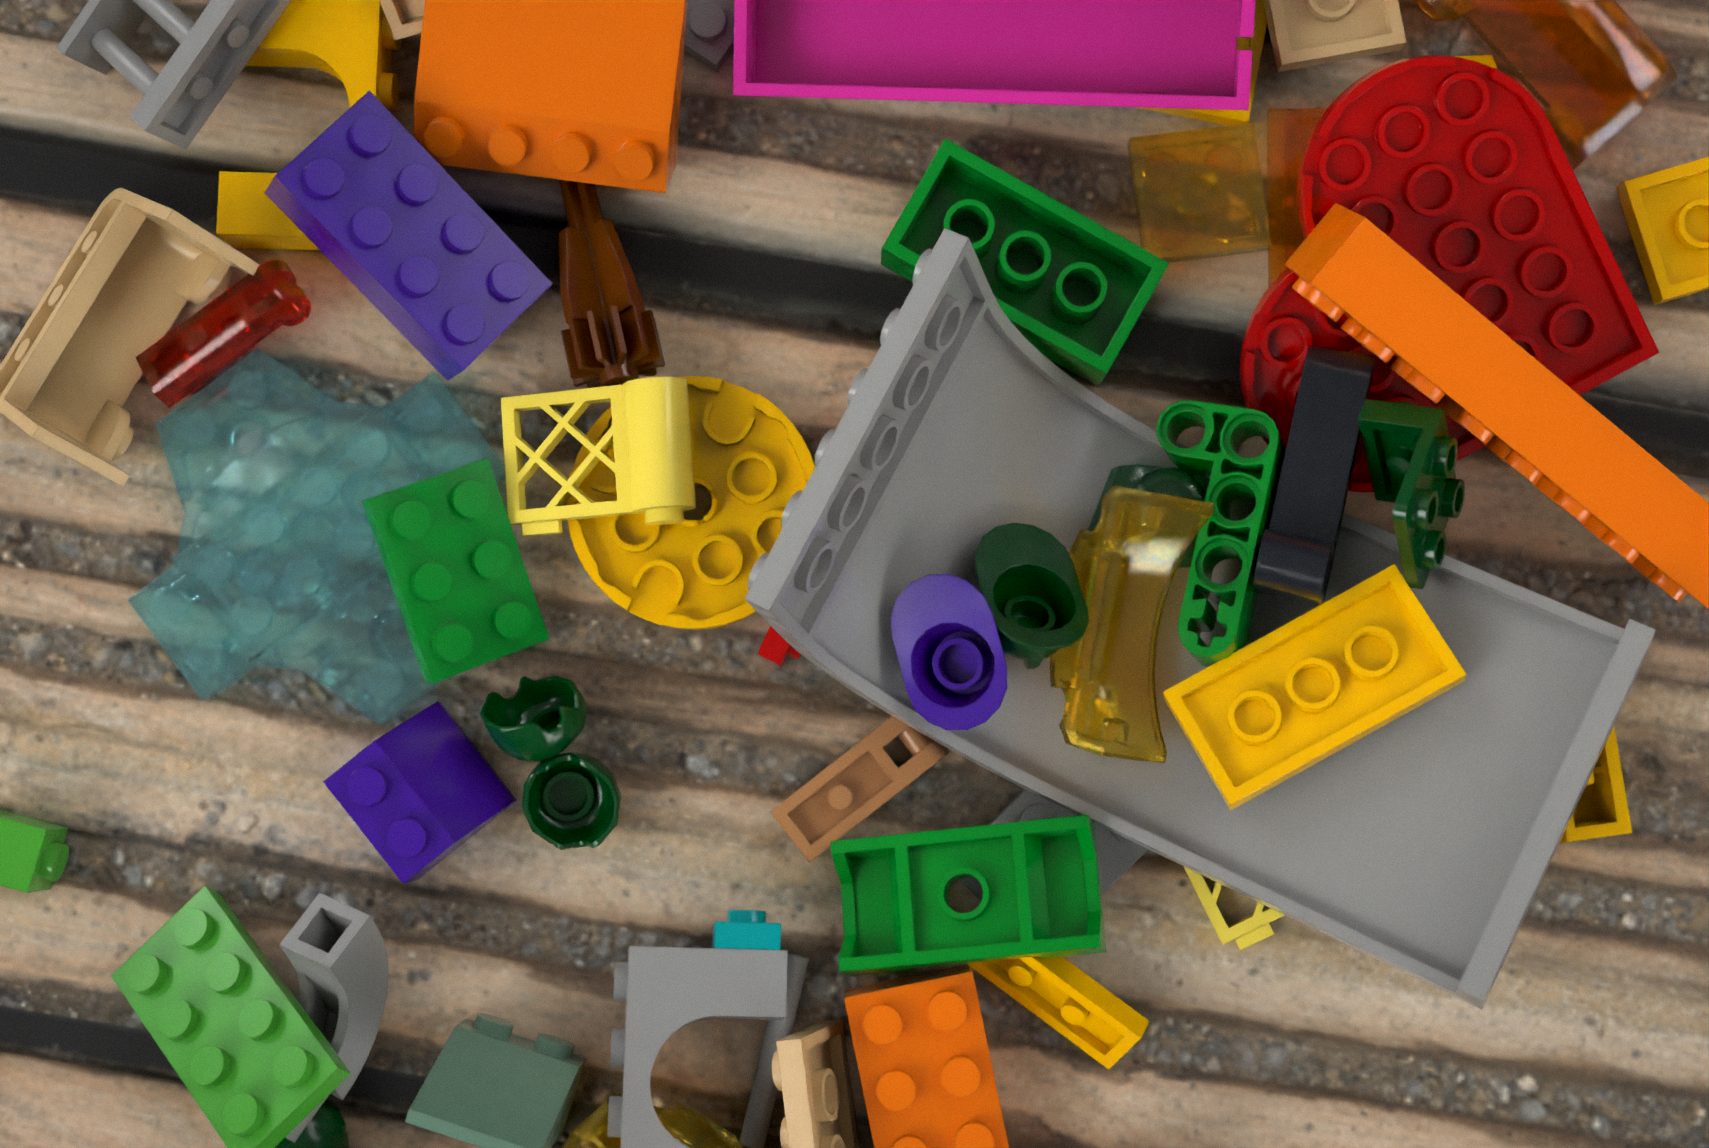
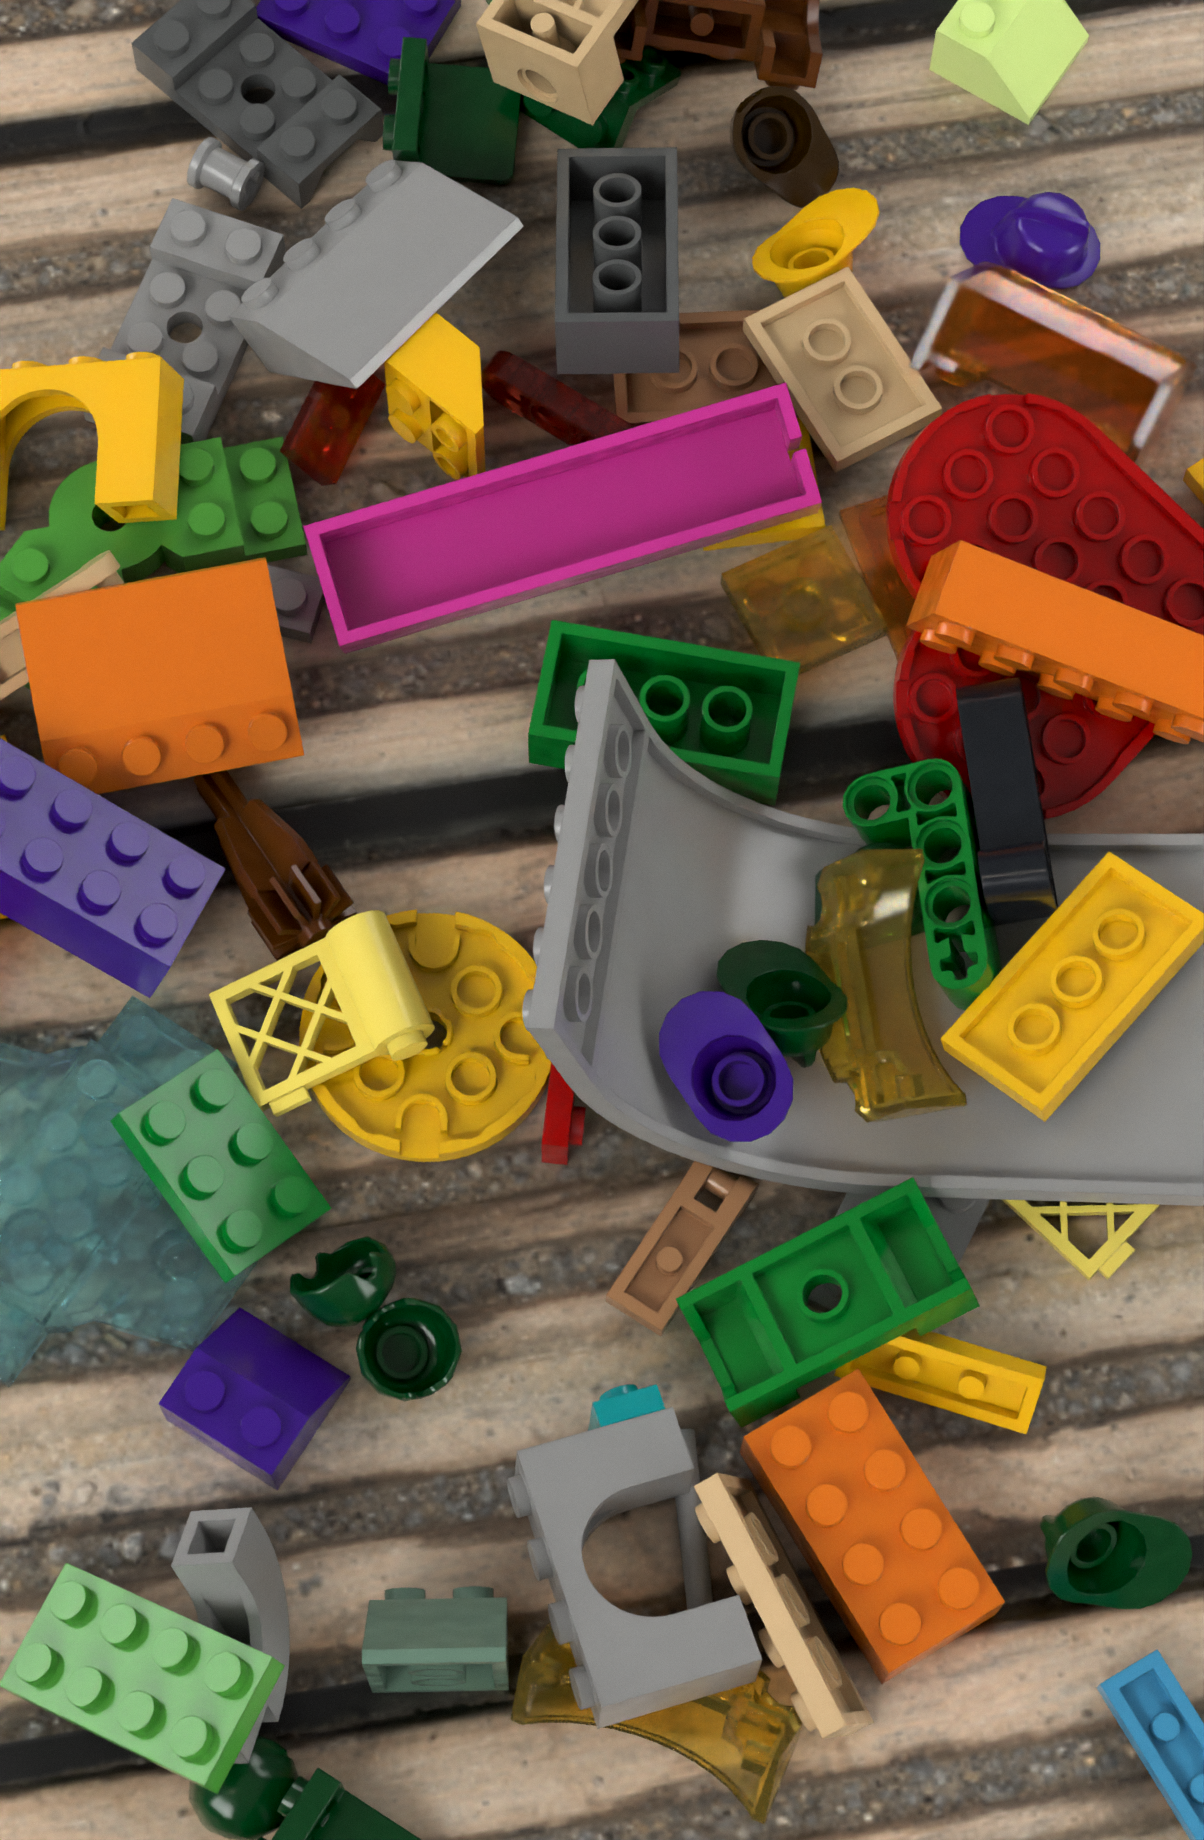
camera: 20 degrees left, 15 degrees down
(1414, 468) = (1094, 769): dark green bracket -> none

